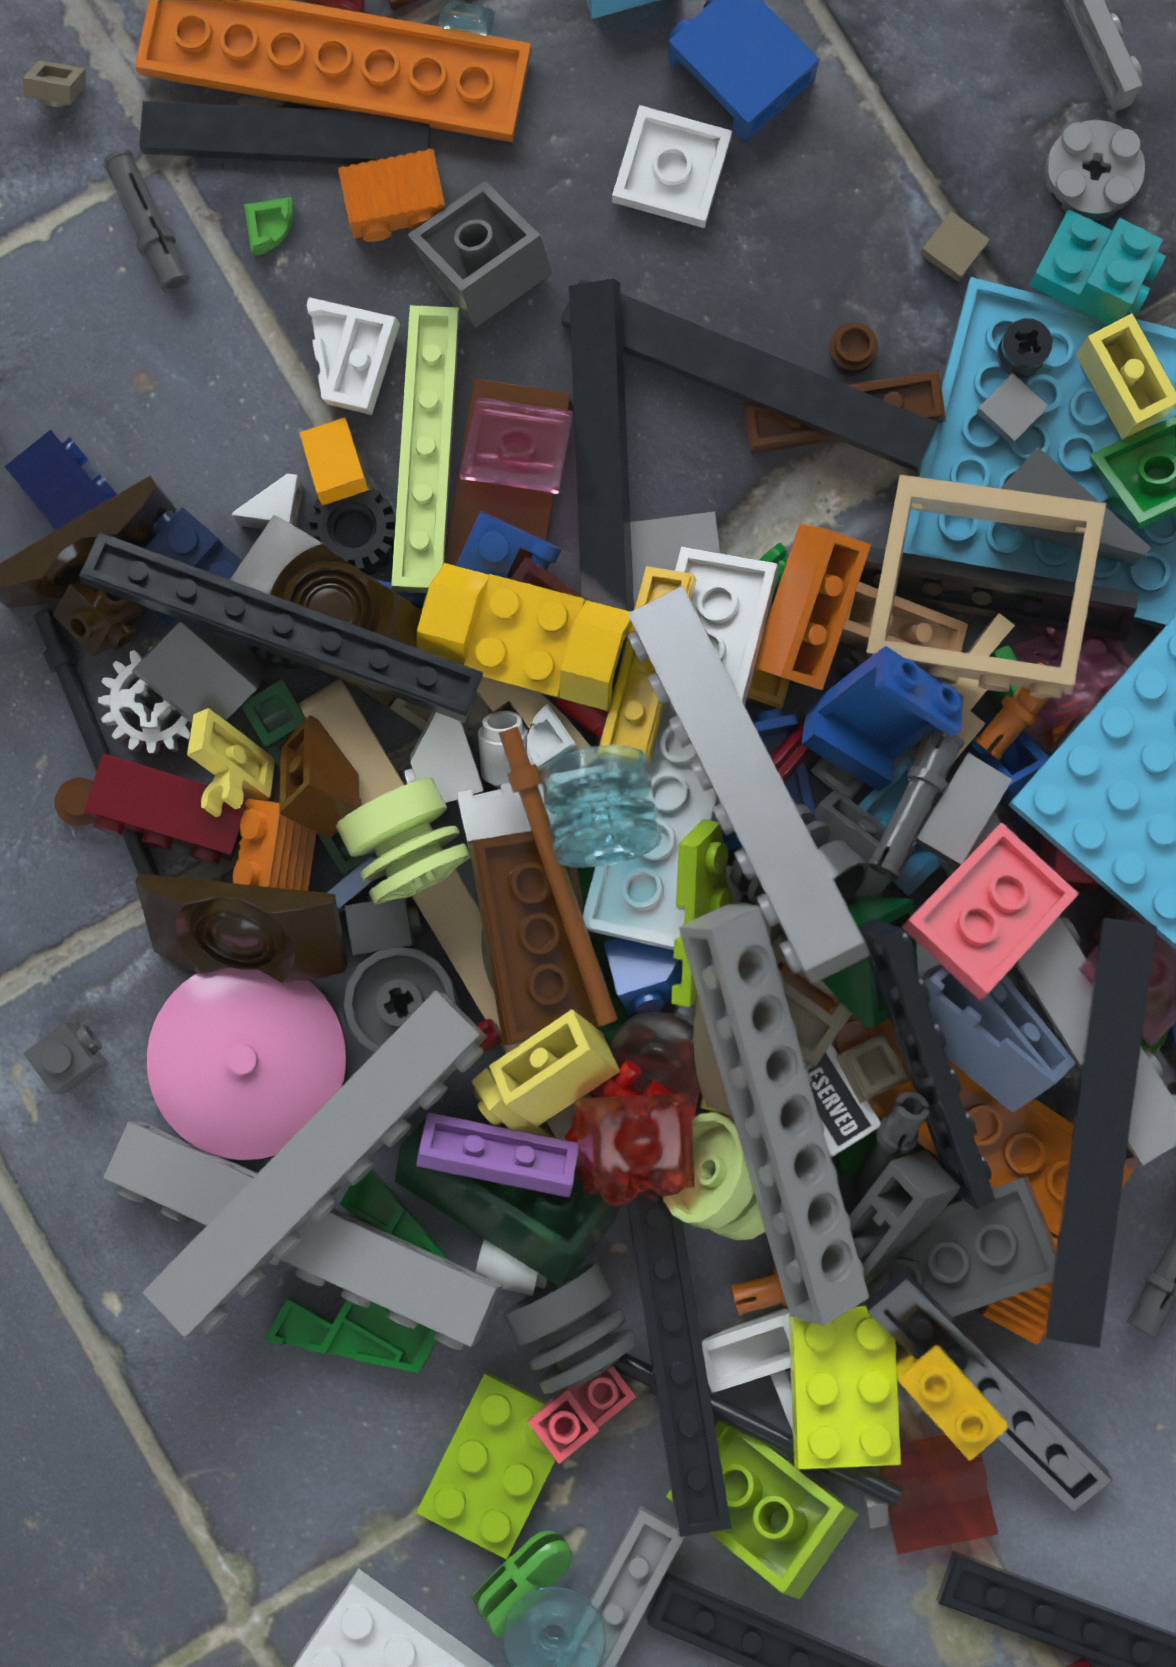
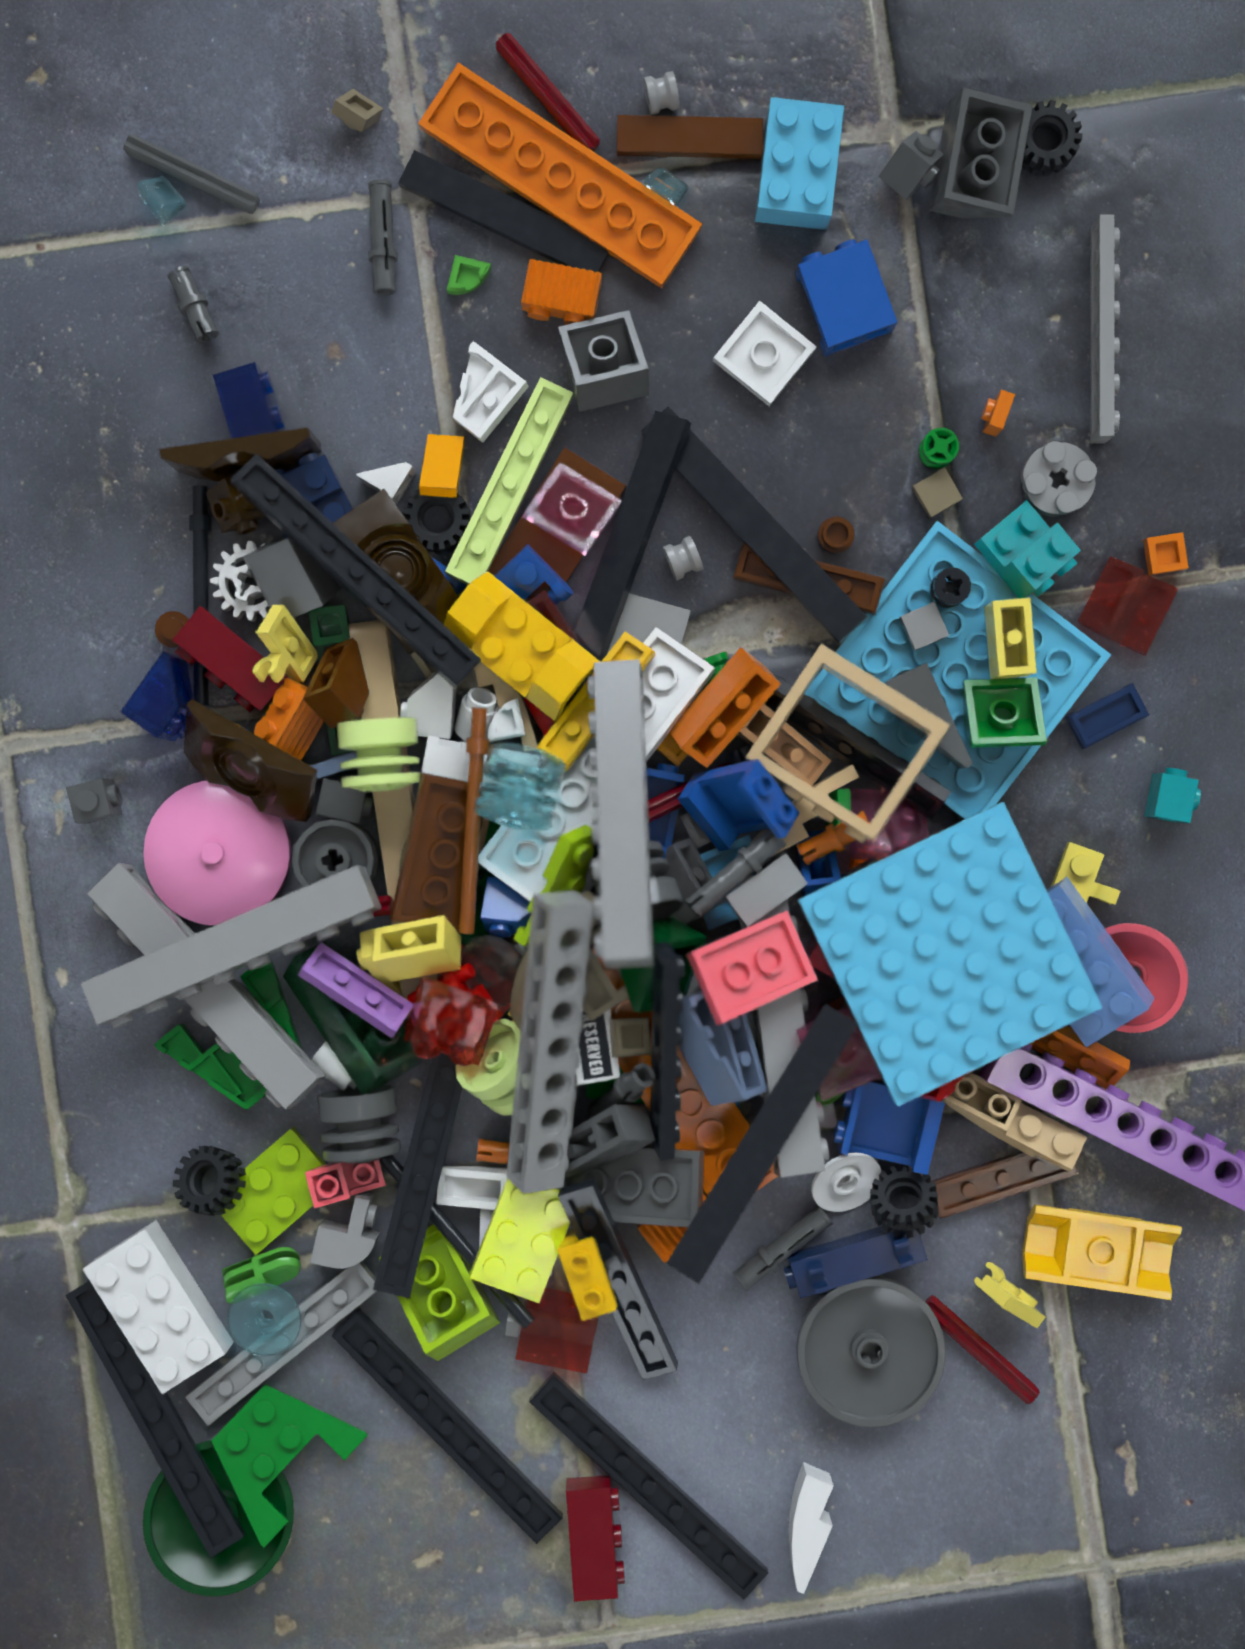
camera: 15 degrees right, 5 degrees up
(101, 890) = (162, 698): none -> clear blue slope
(383, 1479) = (193, 1173): none -> black tyre
(618, 1496) = (343, 1244): none -> light grey brick
(678, 451) = (683, 558): none -> light grey wheel
(938, 180) = (944, 443): none -> green wheel
(986, 119) = (996, 412): none -> orange plate

